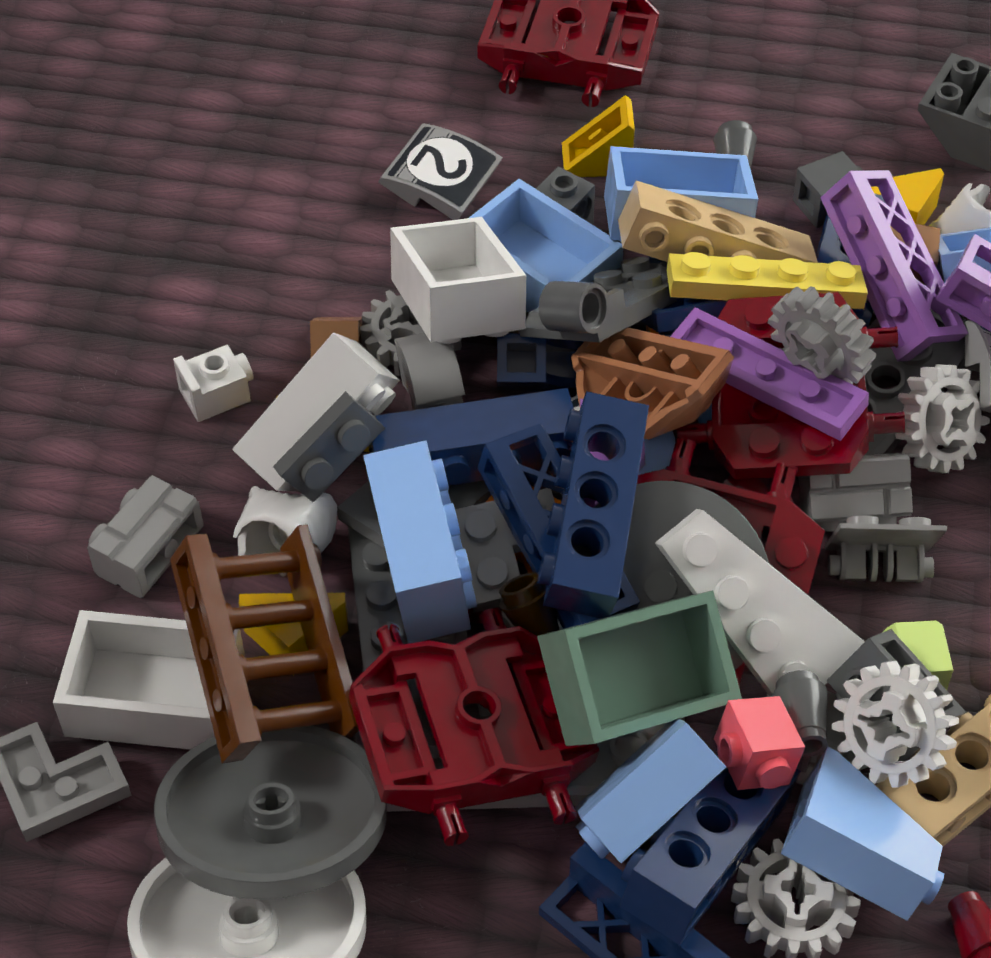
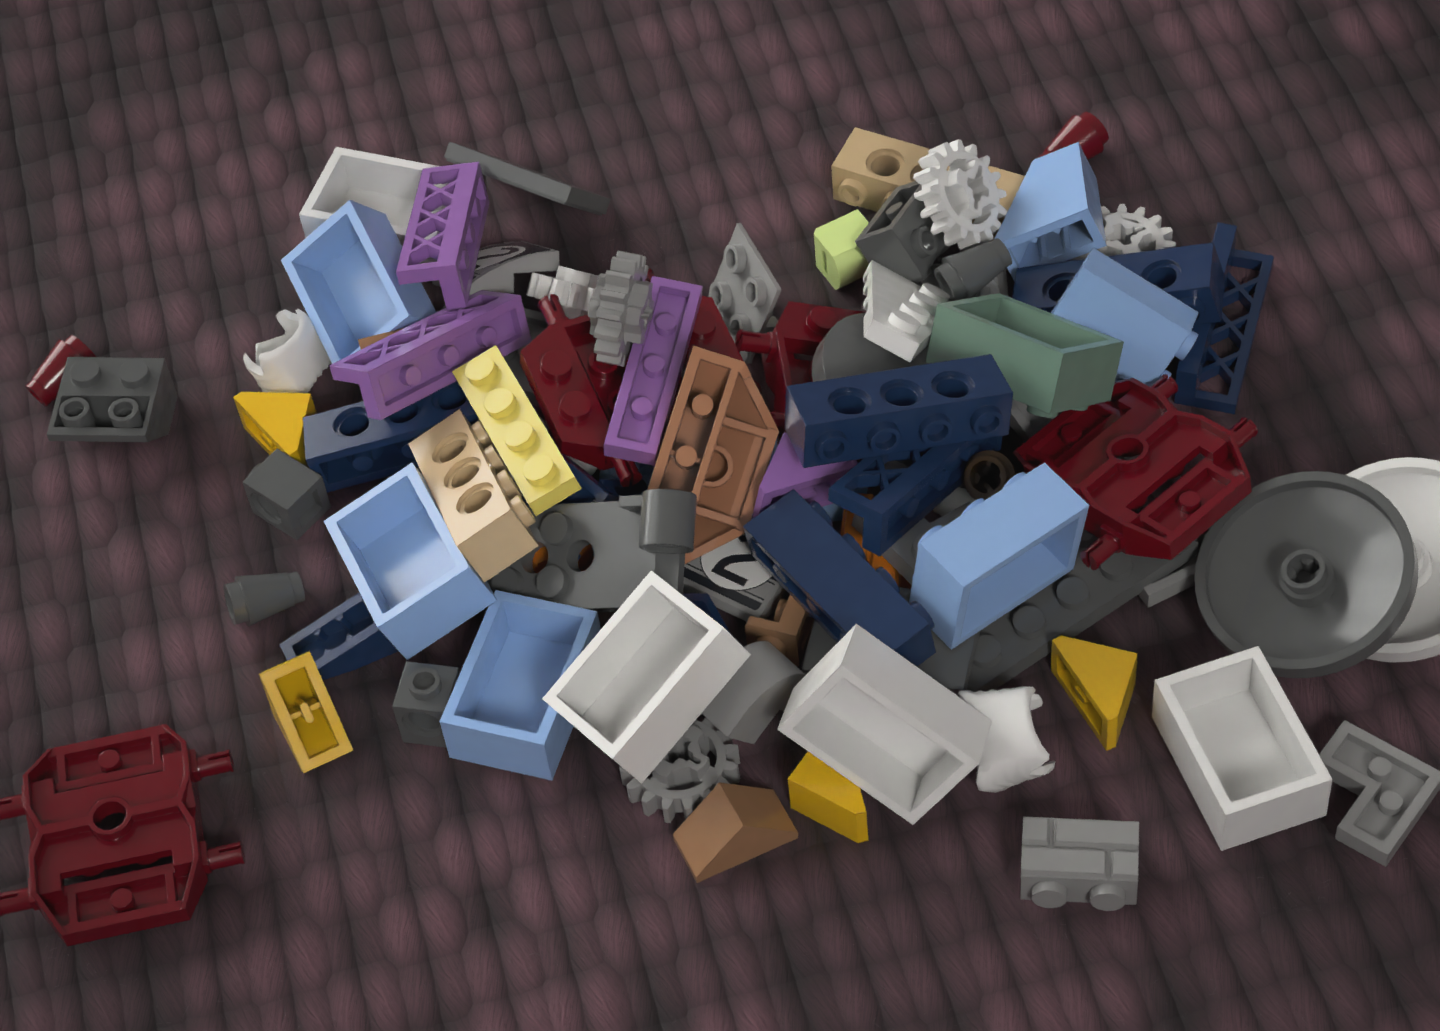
camera: 110 degrees left, 0 degrees up
(214, 381) = (849, 927): white brick -> none
(226, 672) = (1175, 667): reddish brown fence -> none
(328, 447) = (959, 675): dark grey plate -> none
(441, 170) = (413, 859): slope -> none
(758, 743) = (1029, 271): coral brick -> none

